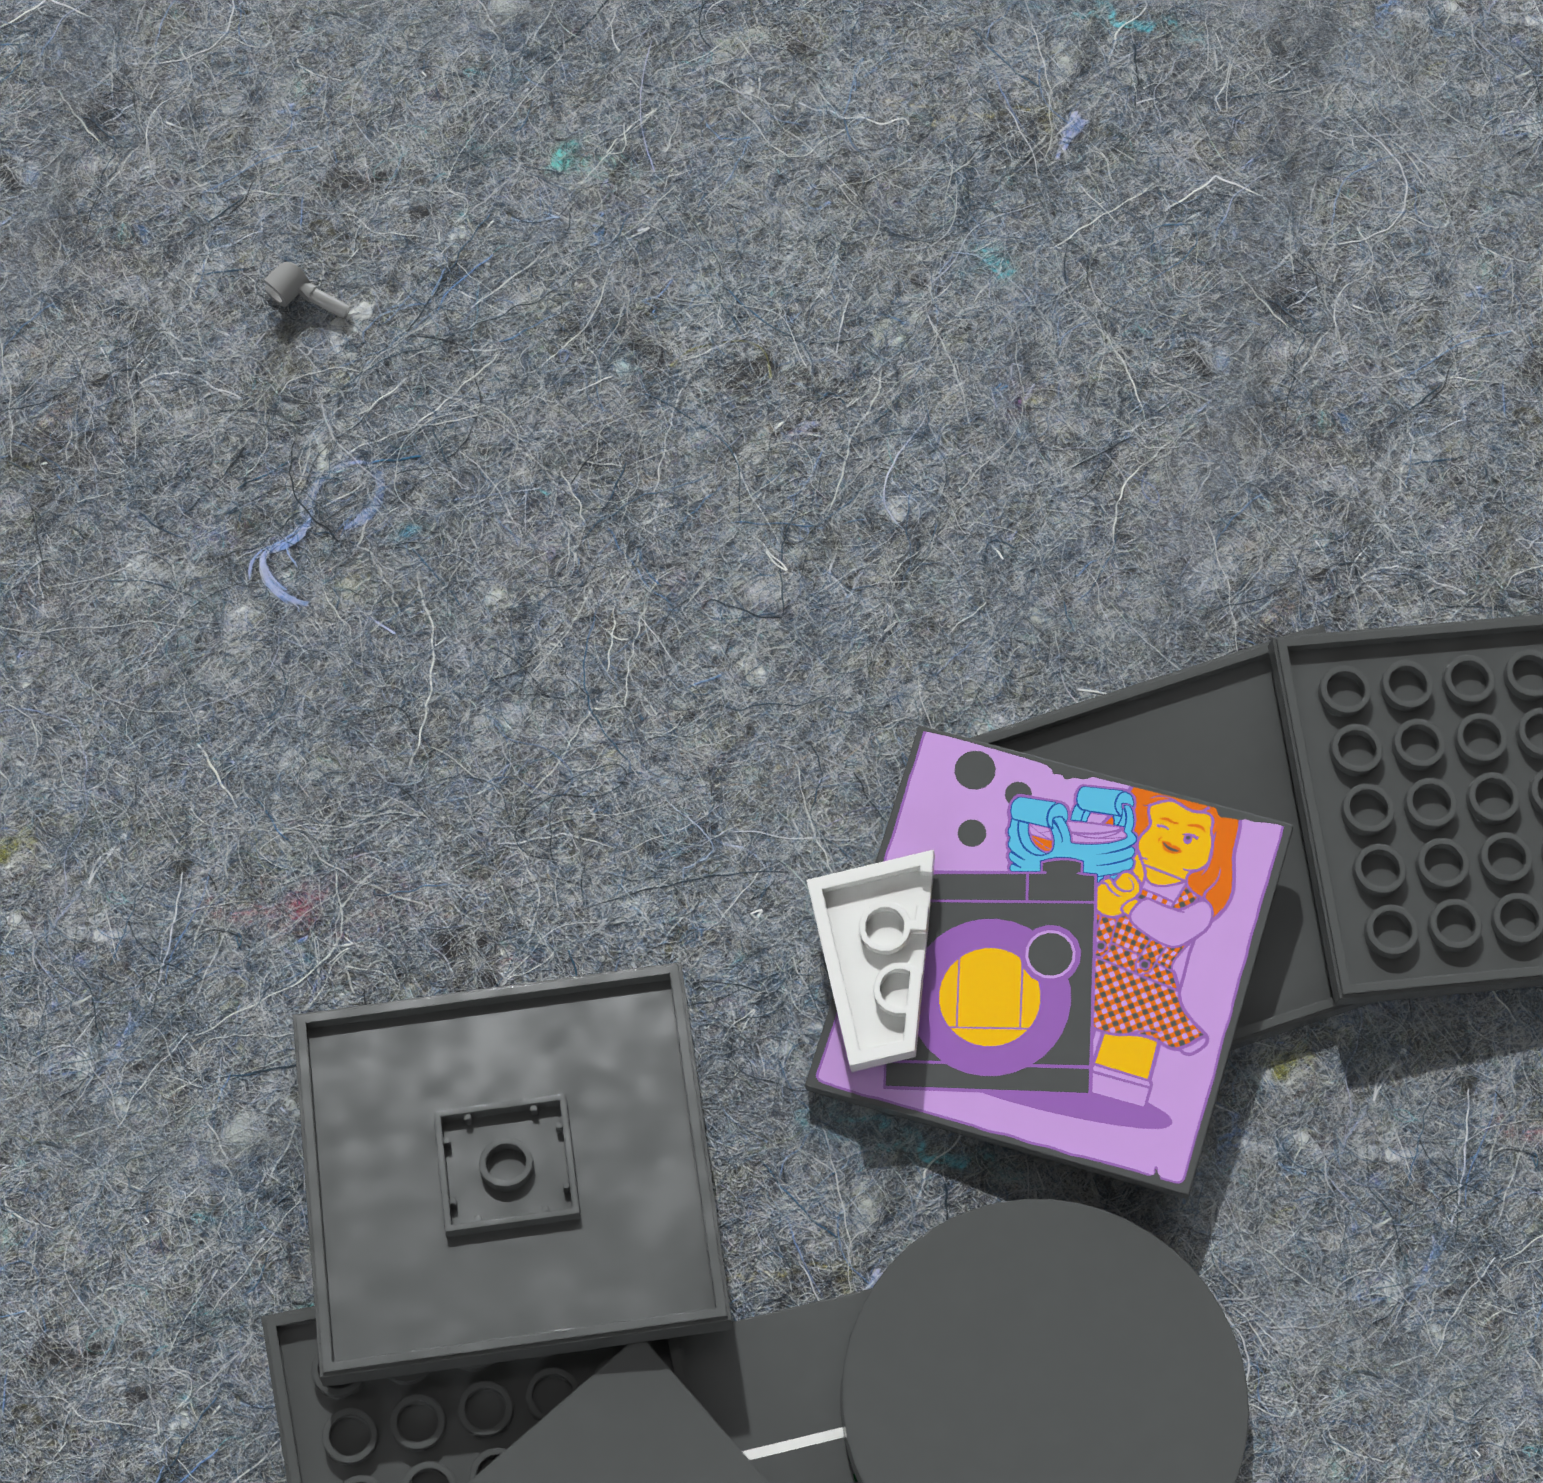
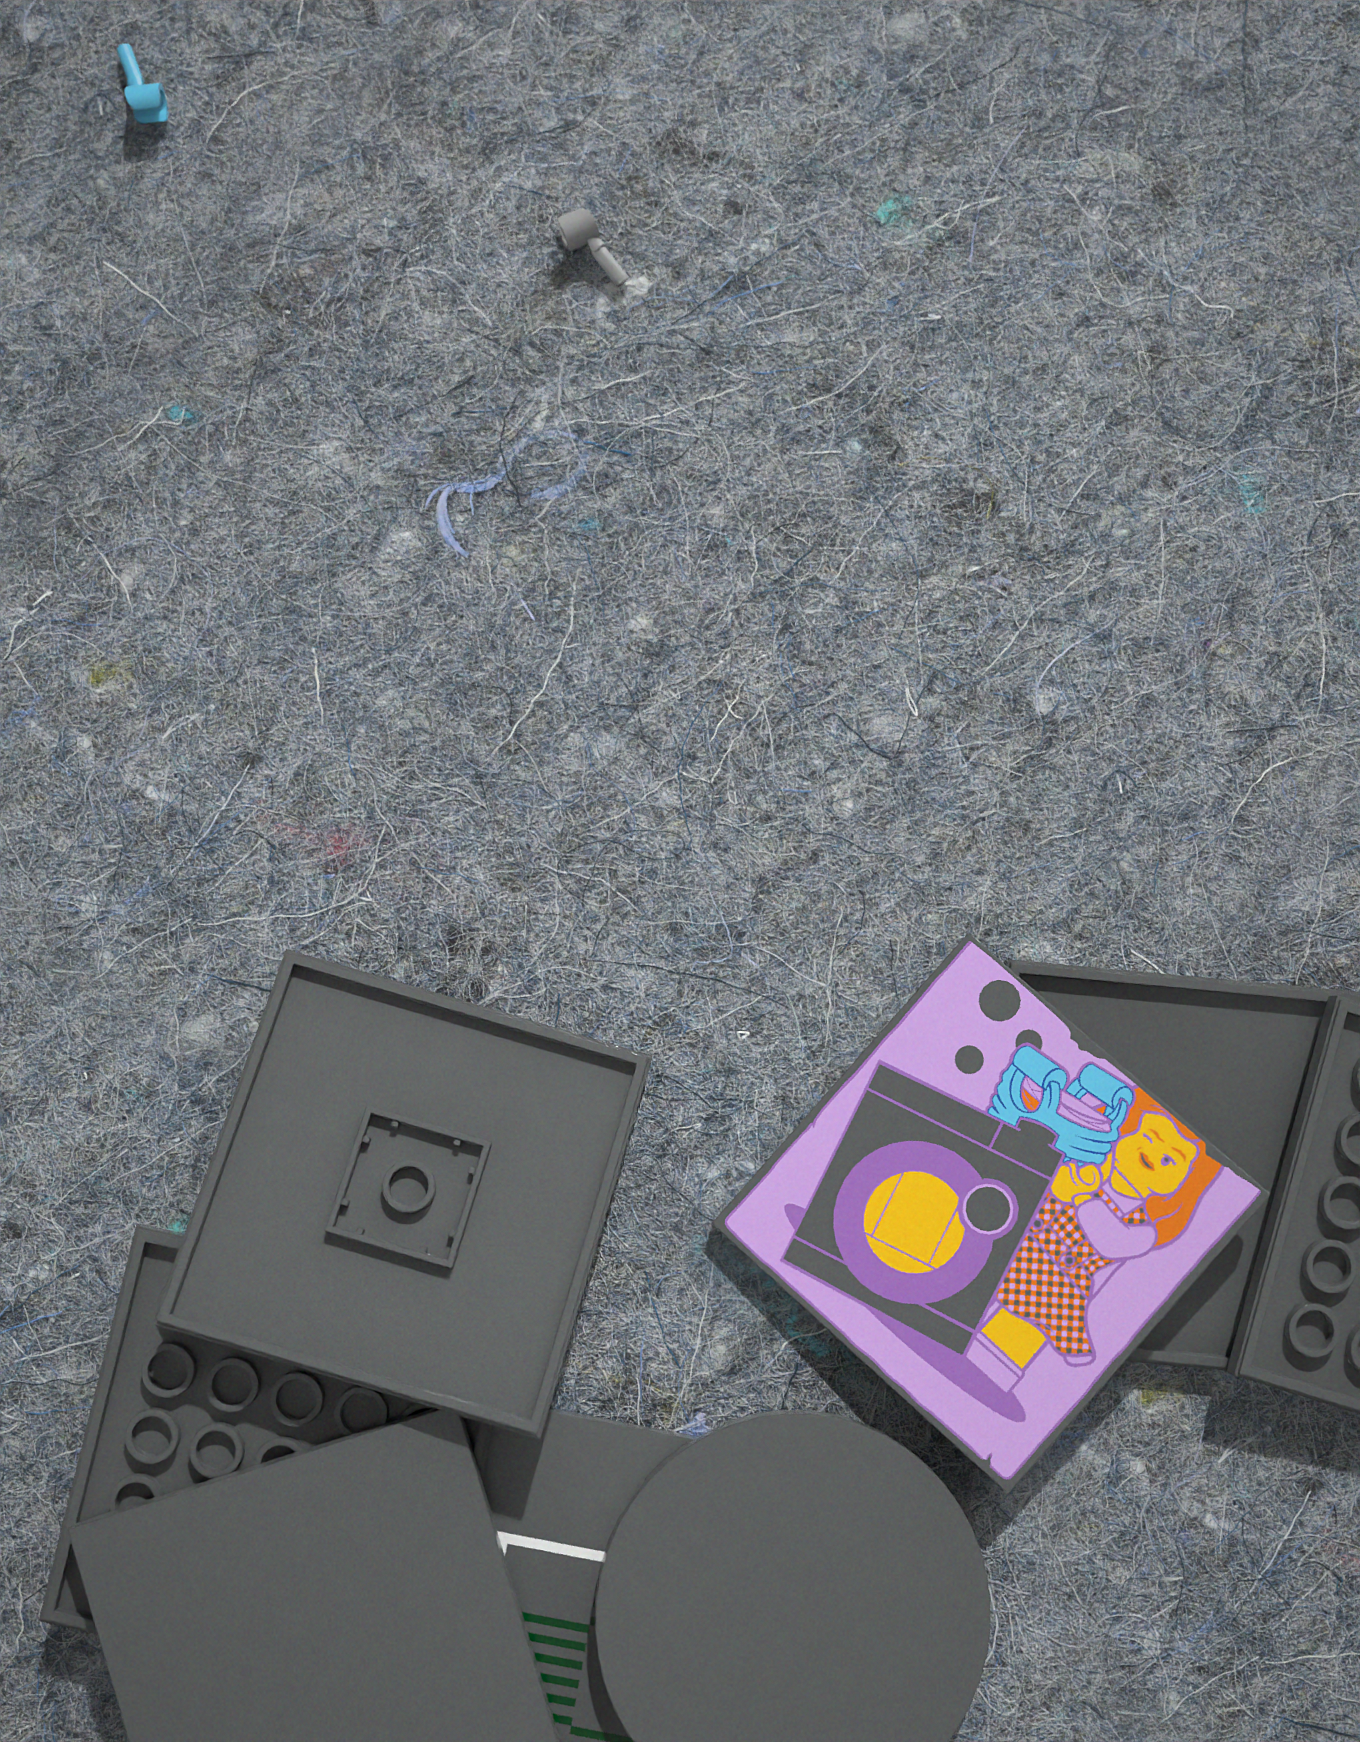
camera: 25 degrees right, 15 degrees up
(875, 953) = (826, 1139): white wing -> none

